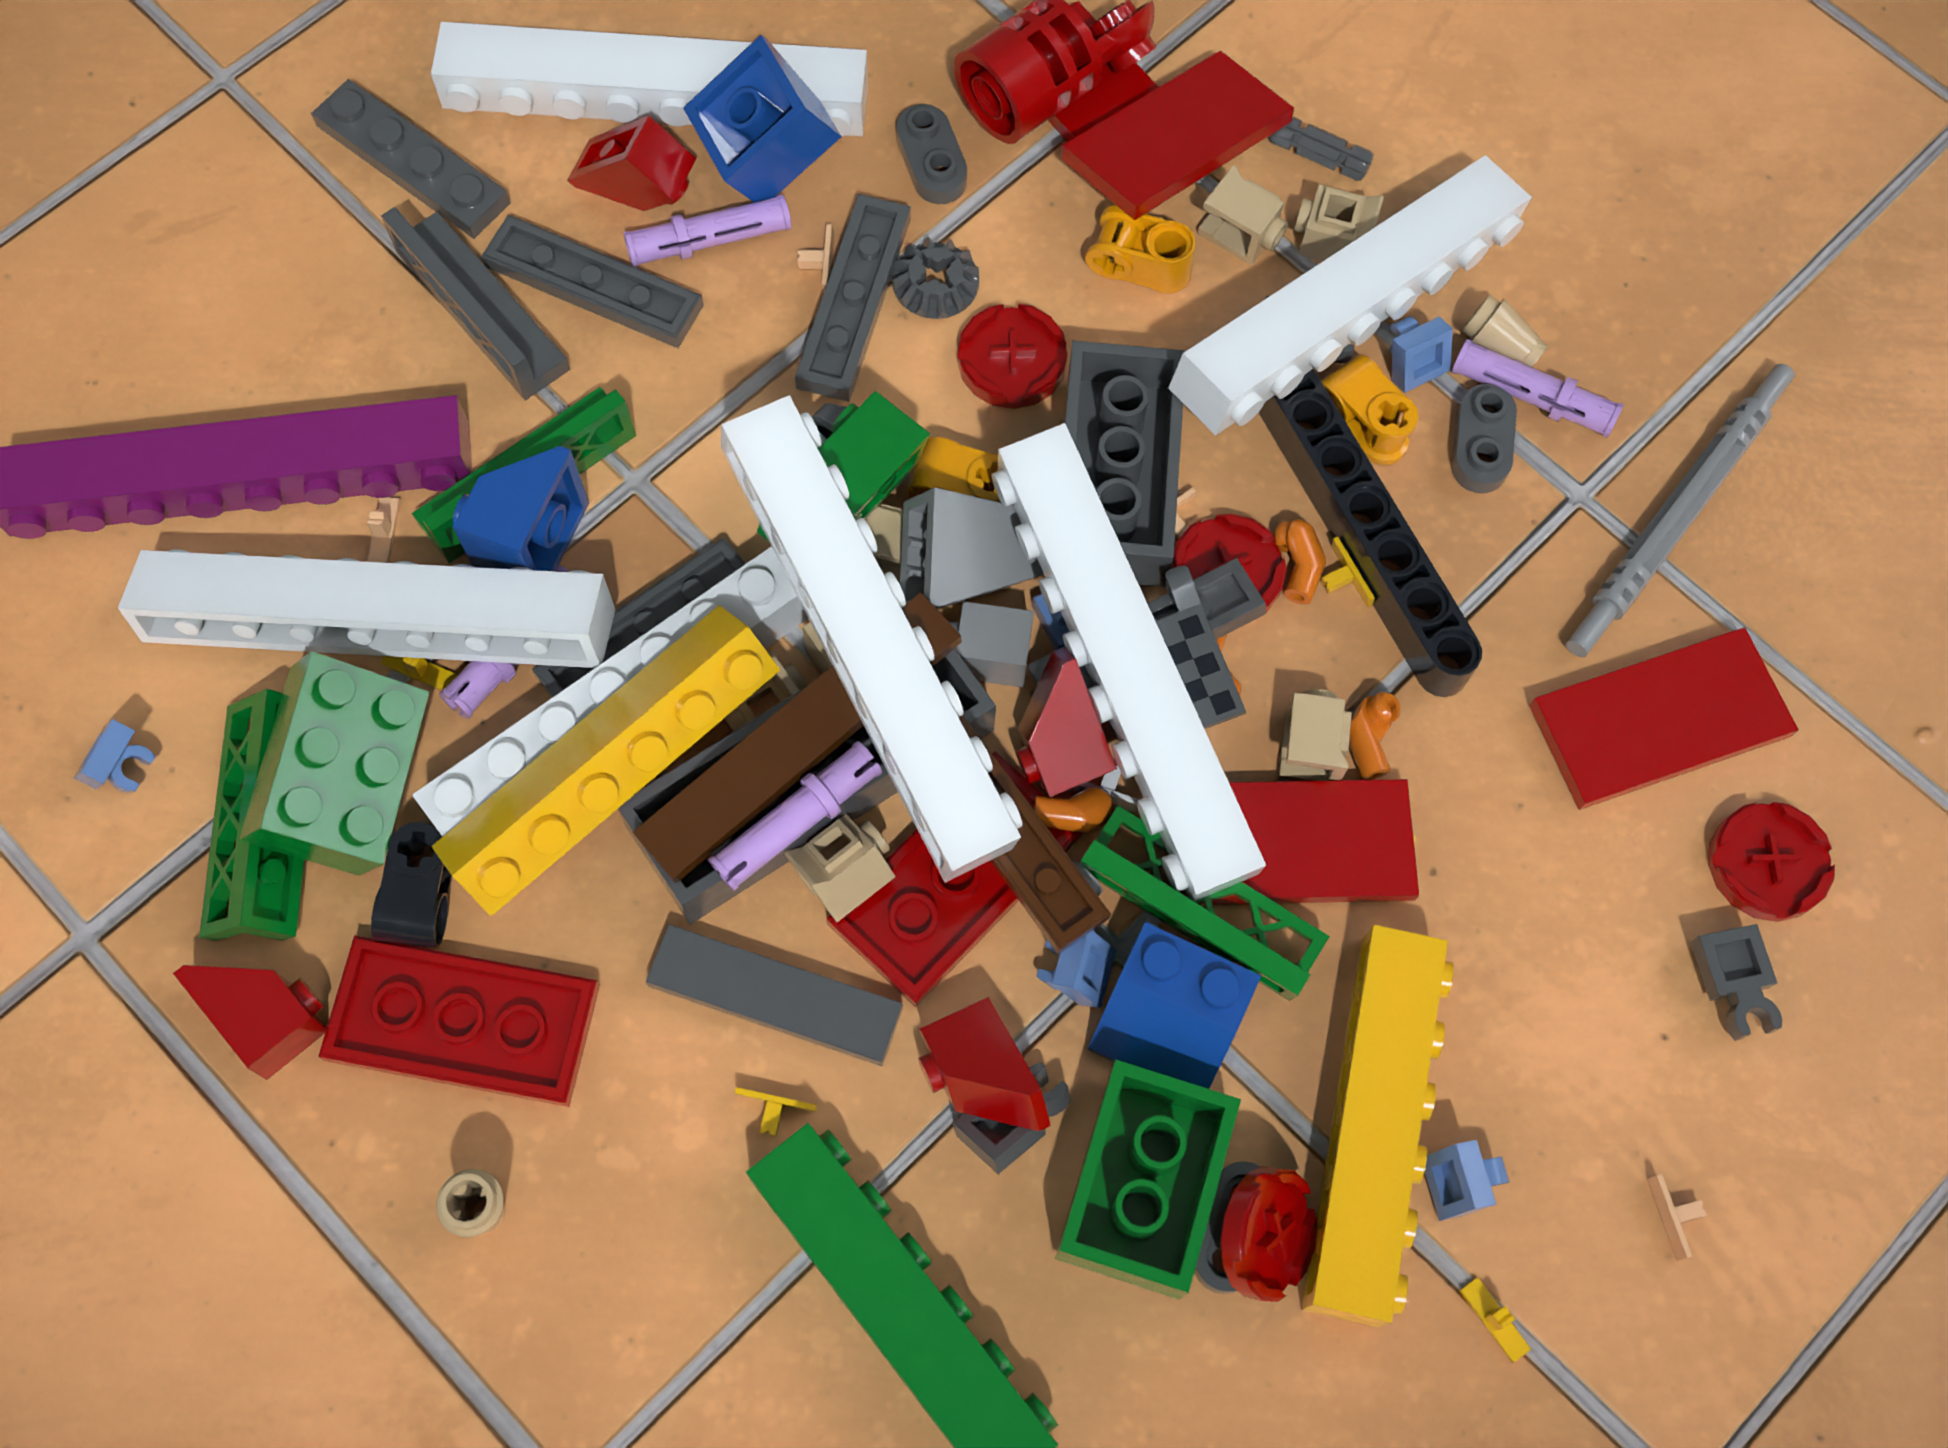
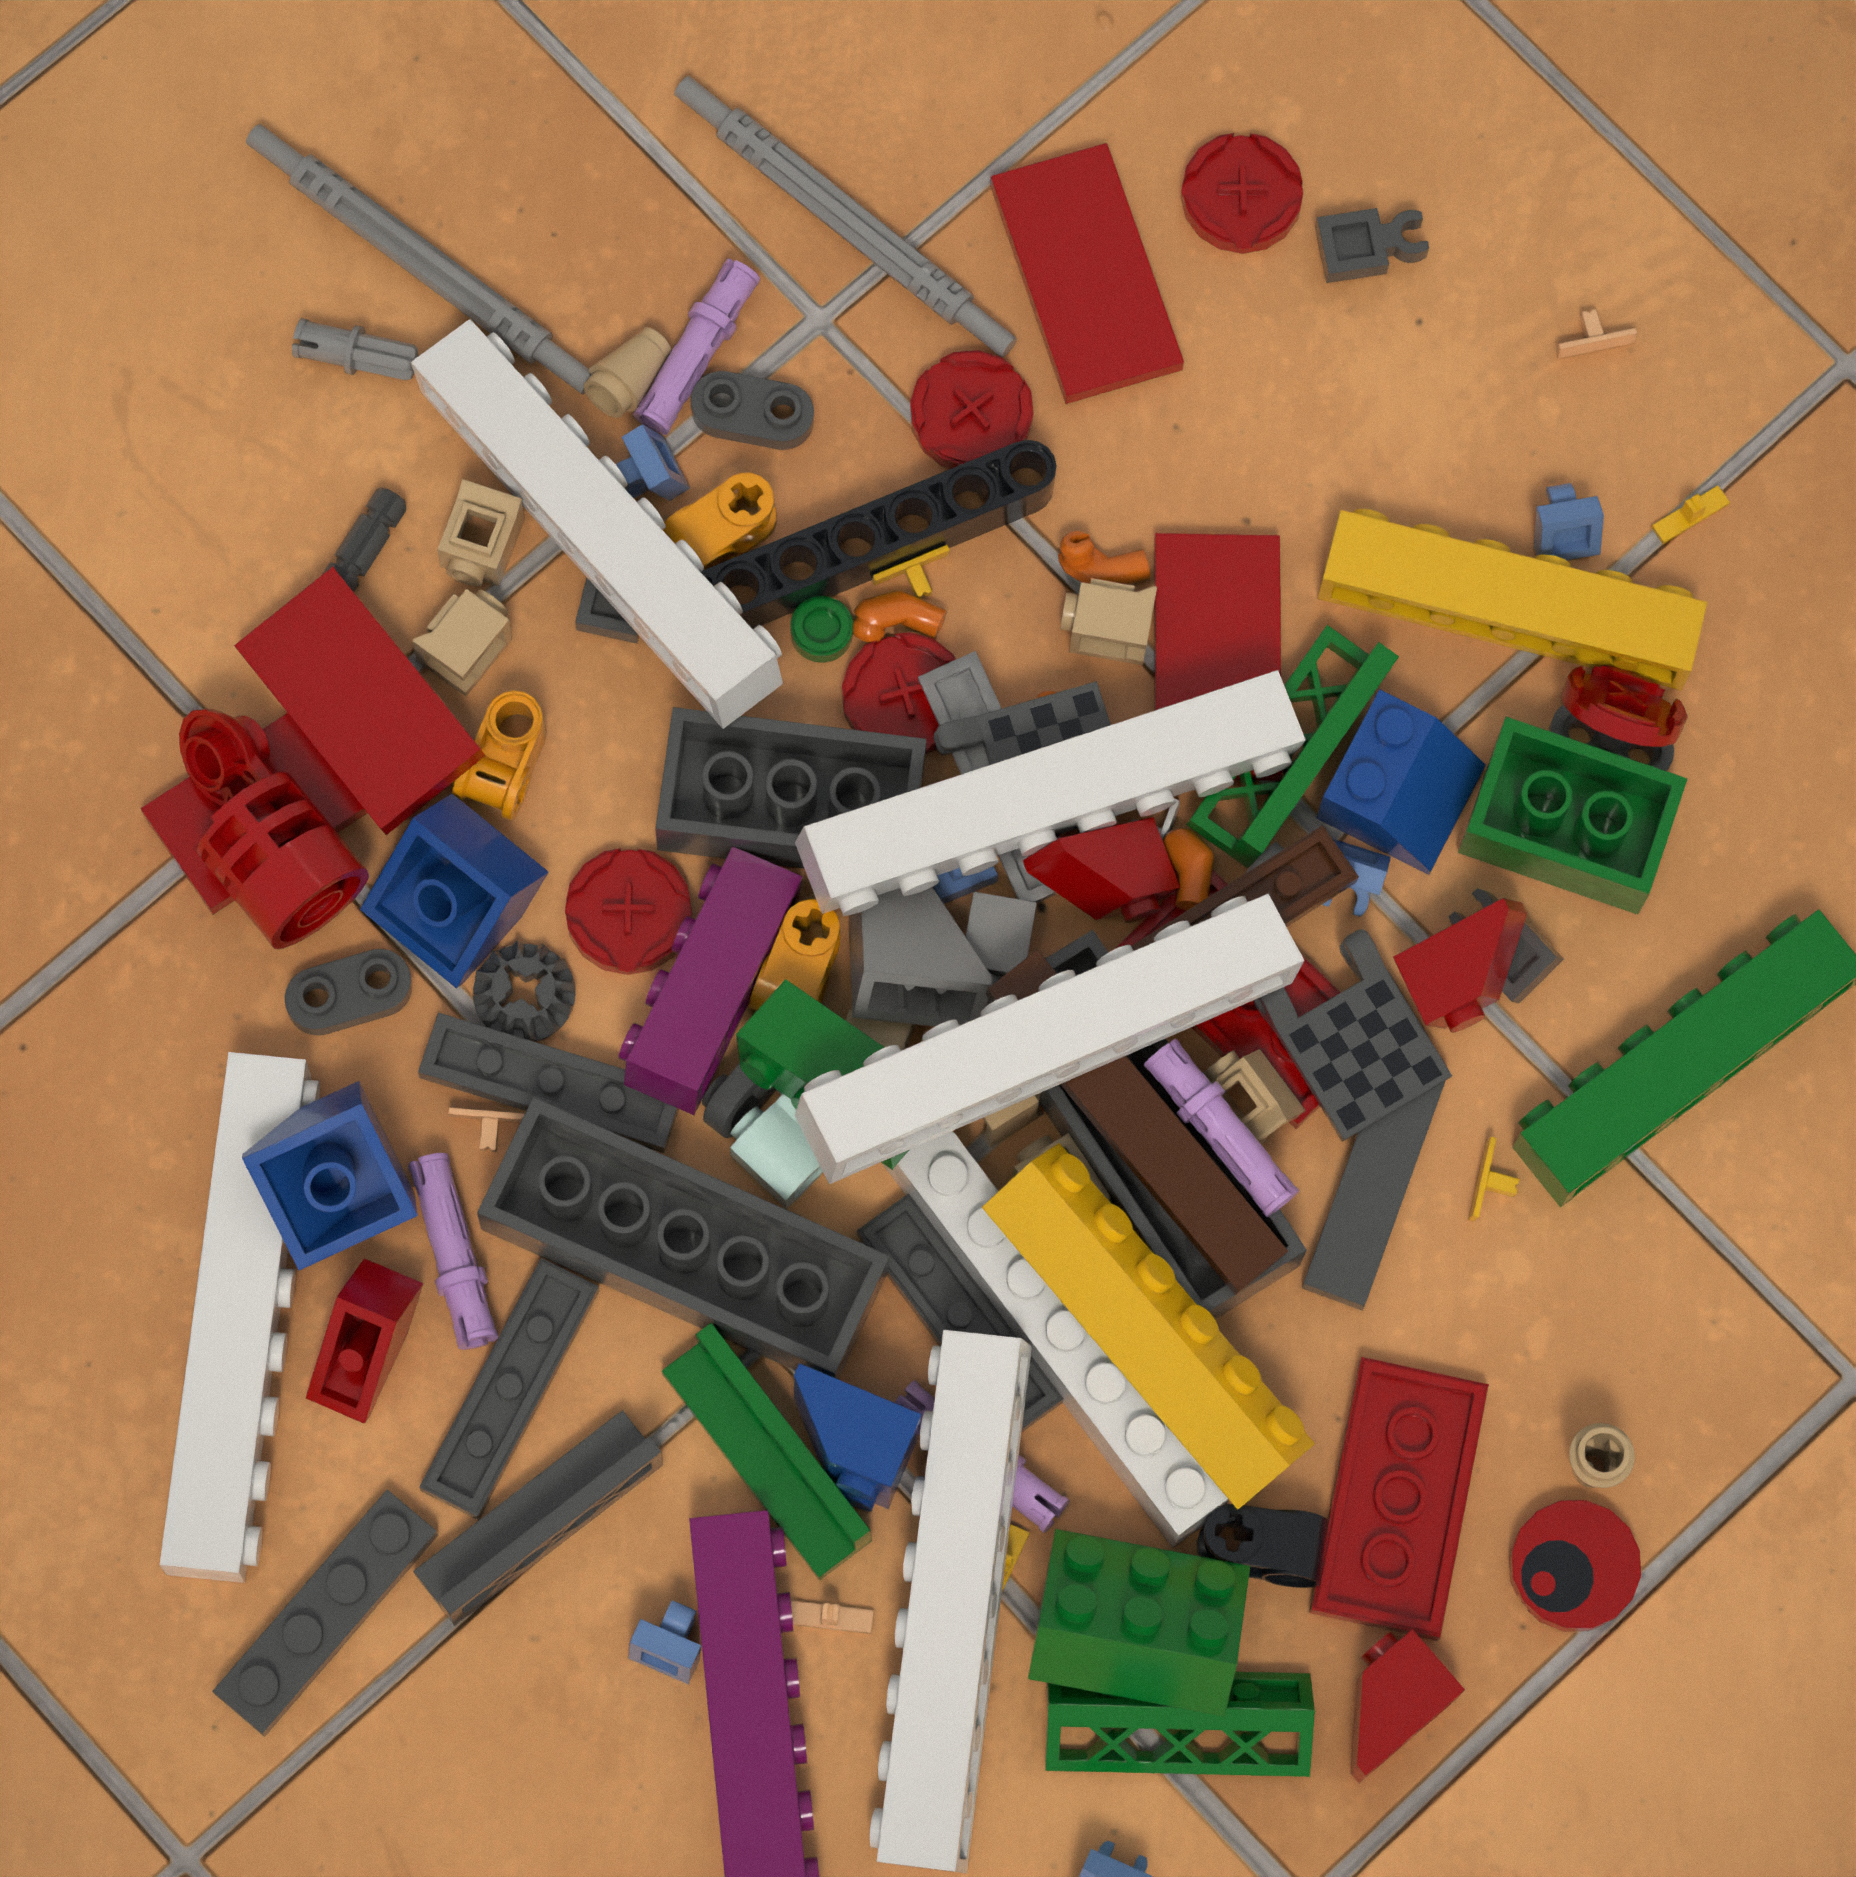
camera: 90 degrees left, 5 degrees up
(356, 385) = (667, 1646): none -> medium blue tile
(380, 1191) = (1575, 1565): none -> red tile
(714, 361) = (682, 1241): none -> dark grey brick
(900, 971) = (1362, 1047): none -> dark grey flag
(935, 390) = (710, 981): none -> magenta brick
(1024, 217) = (453, 889): none -> blue slope
(1282, 498) = (821, 629): none -> green tile
(1495, 126) = (354, 350): none -> light grey axle
(1514, 619) = (969, 407): none -> red tile
(1585, 177) = (419, 257): none -> light grey axle

